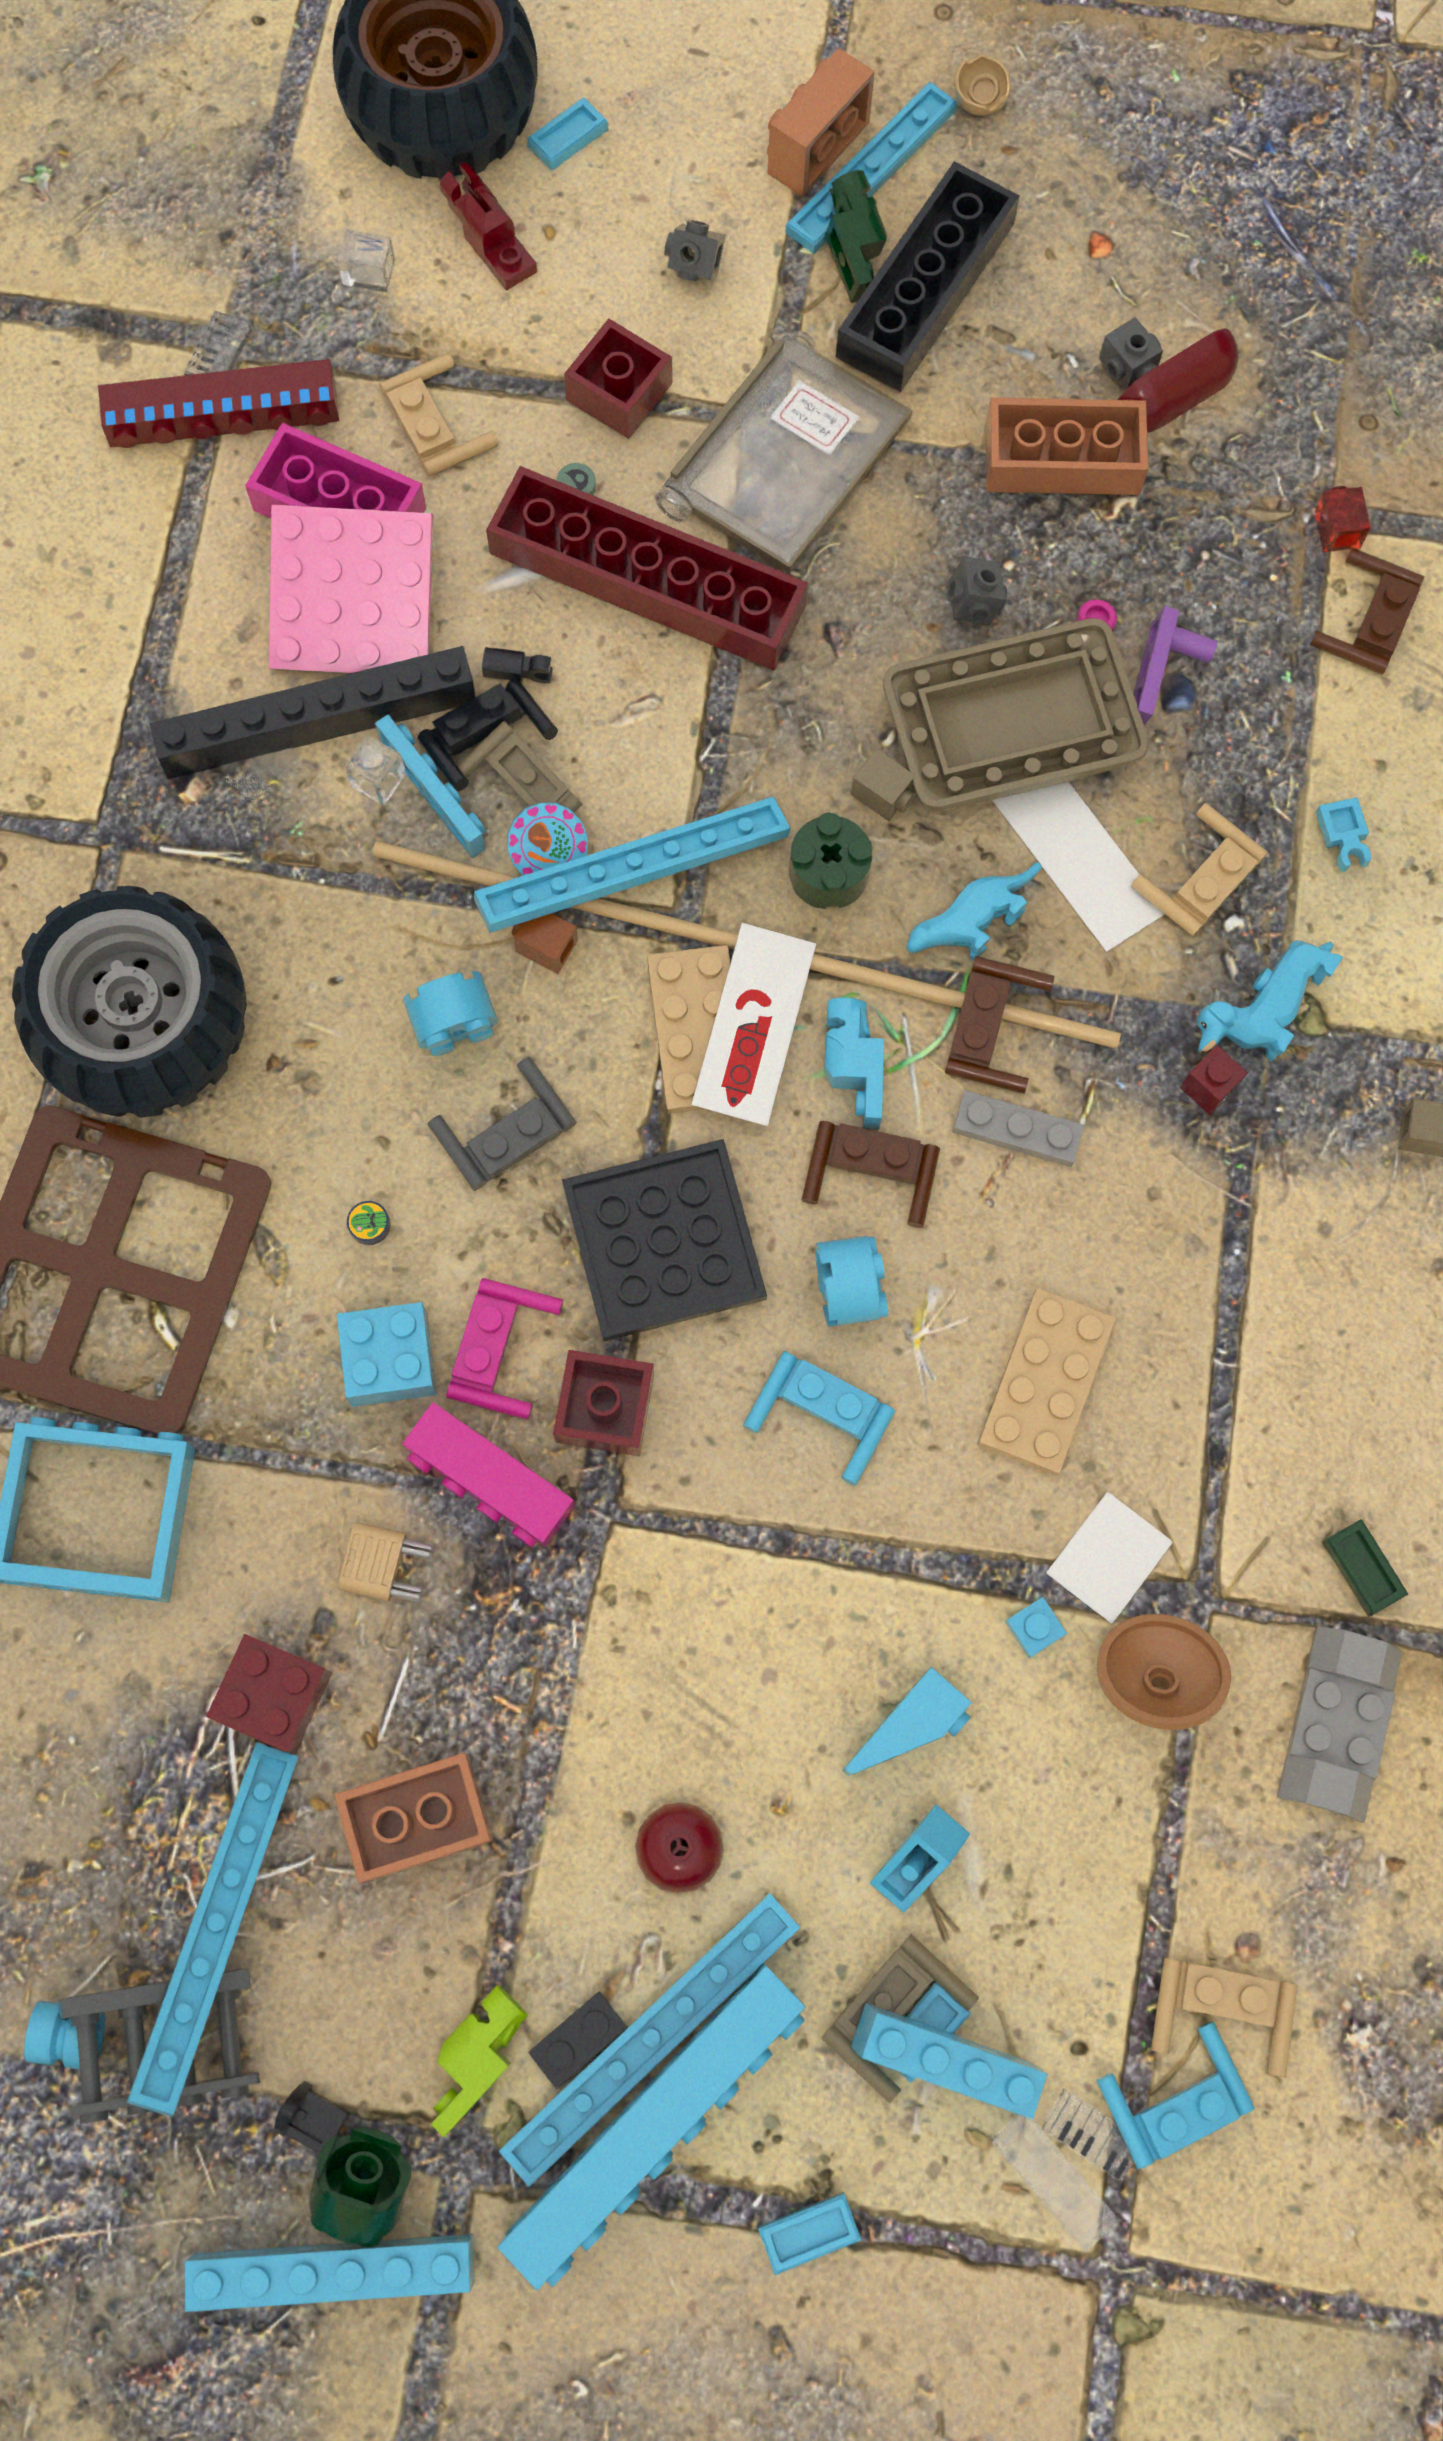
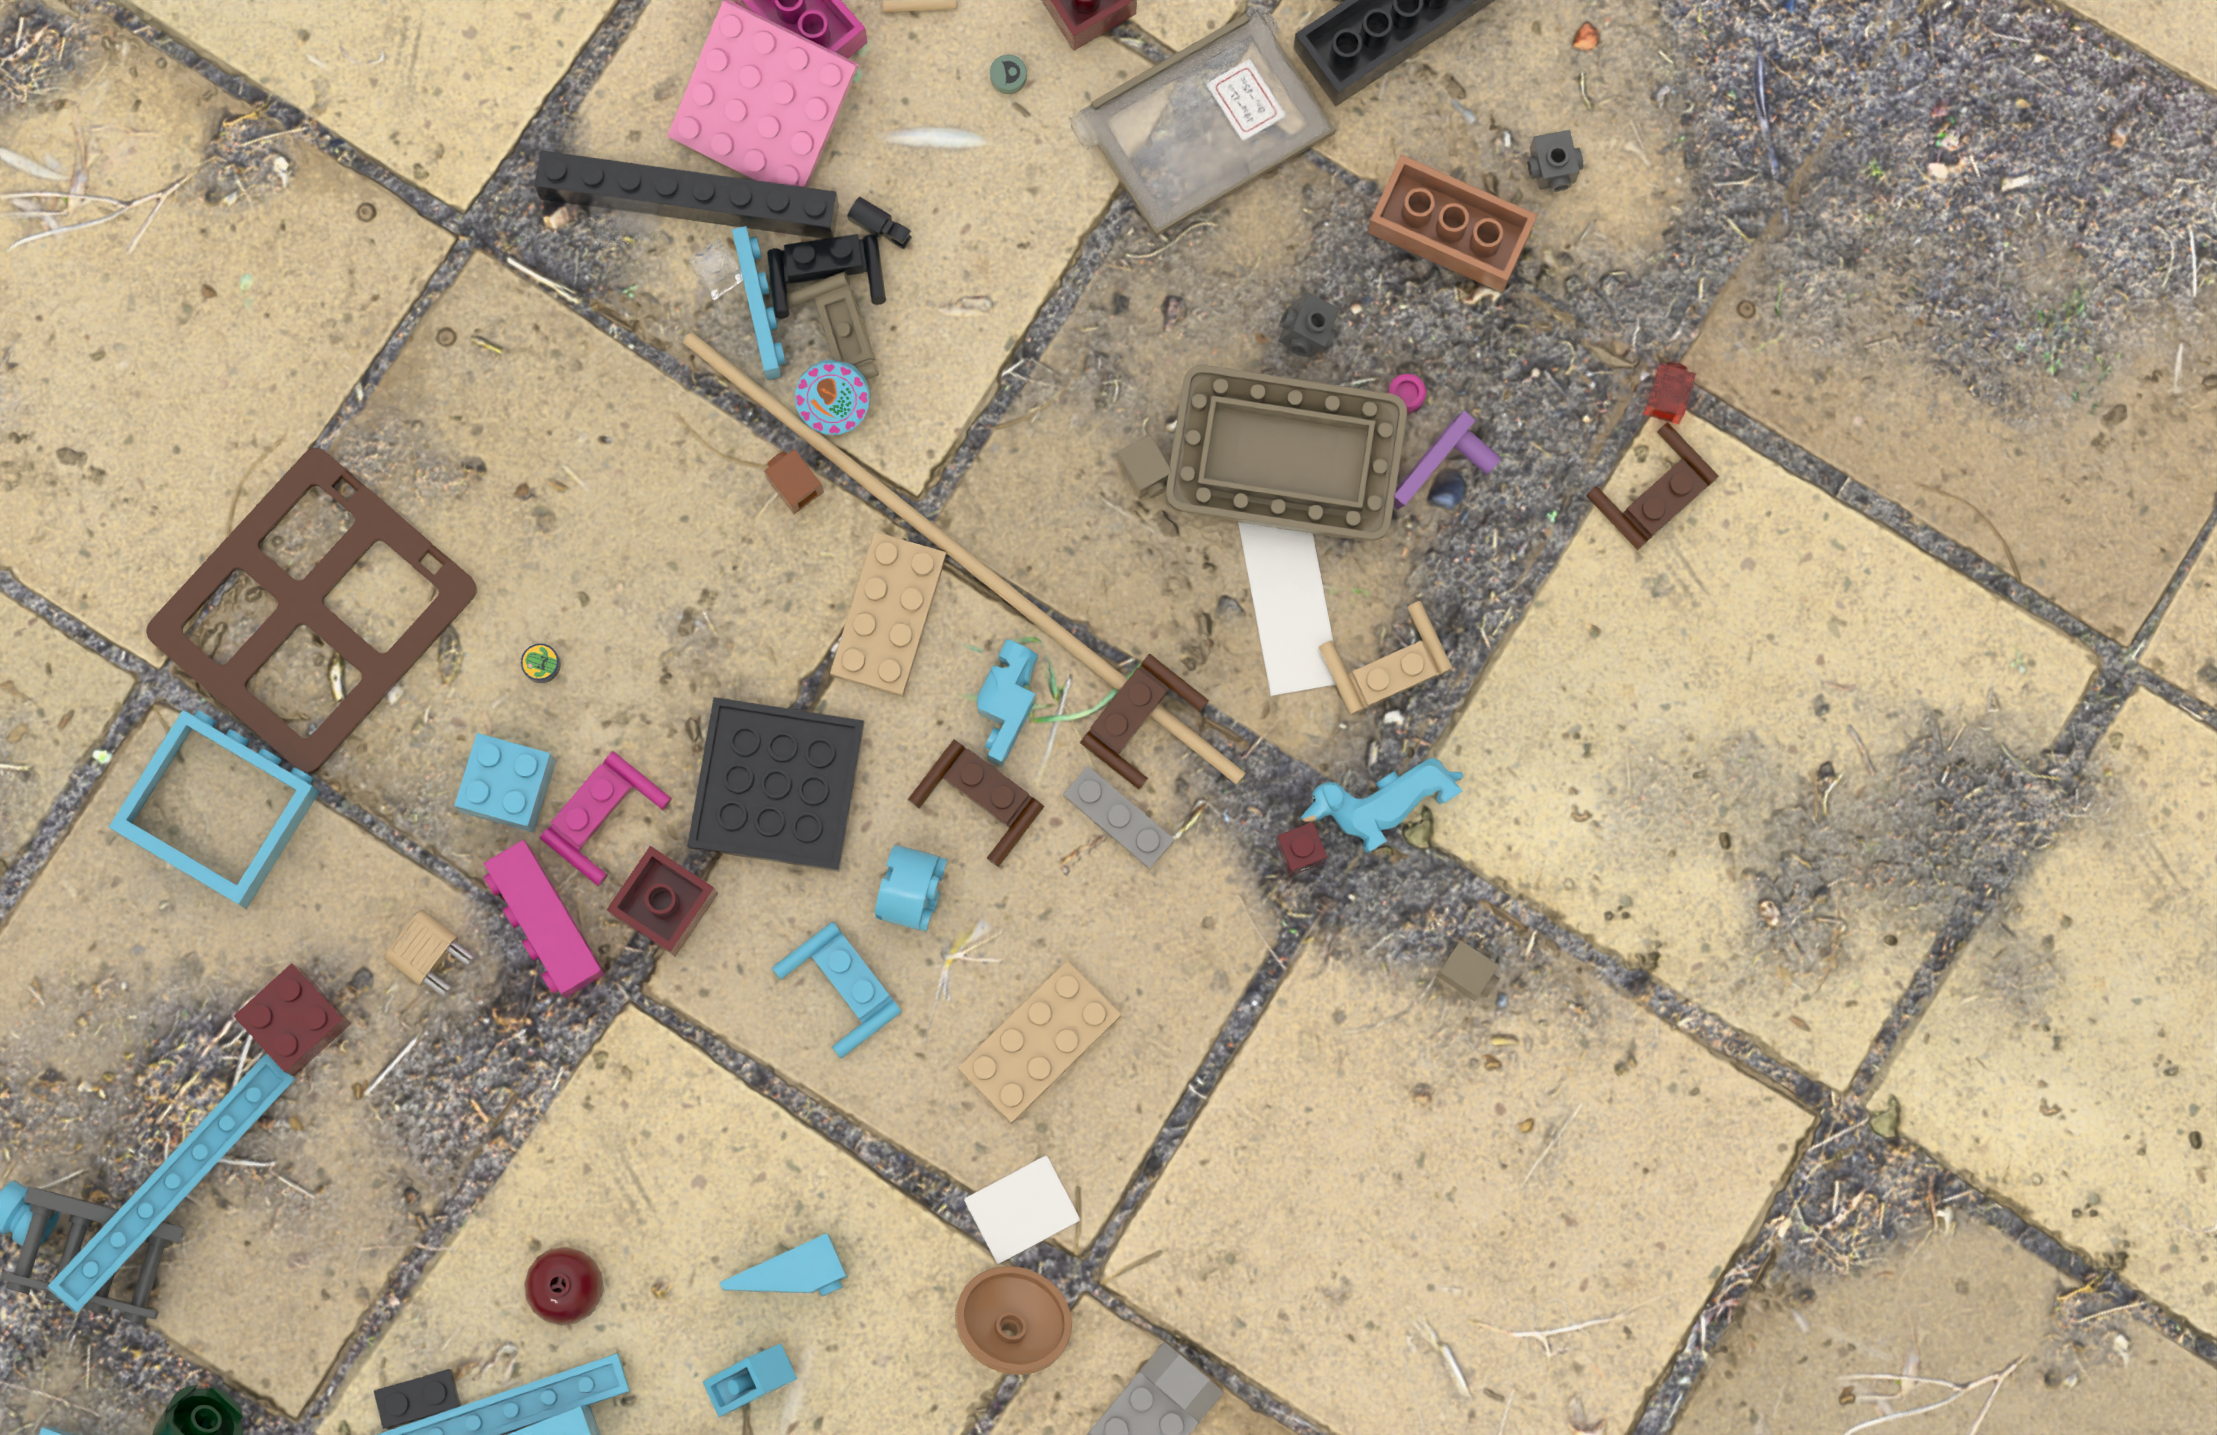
camera: 25 degrees right, 5 degrees up
(109, 936) = (367, 360): wheel -> none
(309, 2118) = (183, 1363): black tile -> none
(413, 1818) = (363, 1168): nougat brick -> none
(450, 1012) = (685, 513): medium azure brick -> none
(474, 2056) = (330, 1375): lime plate -> none
(512, 1136) = (689, 641): dark grey plate -> none
(631, 864) = (894, 449): medium azure plate -> none
(647, 567) = (1030, 183): dark red brick -> none
(754, 1024) = (935, 632): white sticker -> none
(848, 858) = (1071, 496): dark green brick -> none
(973, 913) = (1168, 614): medium azure animal -> none
(1035, 1627) = (932, 1239): medium azure plate -> none
(1186, 378) = (1591, 203): dark red brick -> none
(1345, 827) = (1528, 673): medium azure plate -> none
(1365, 1568) = (1227, 1311): dark green tile -> none

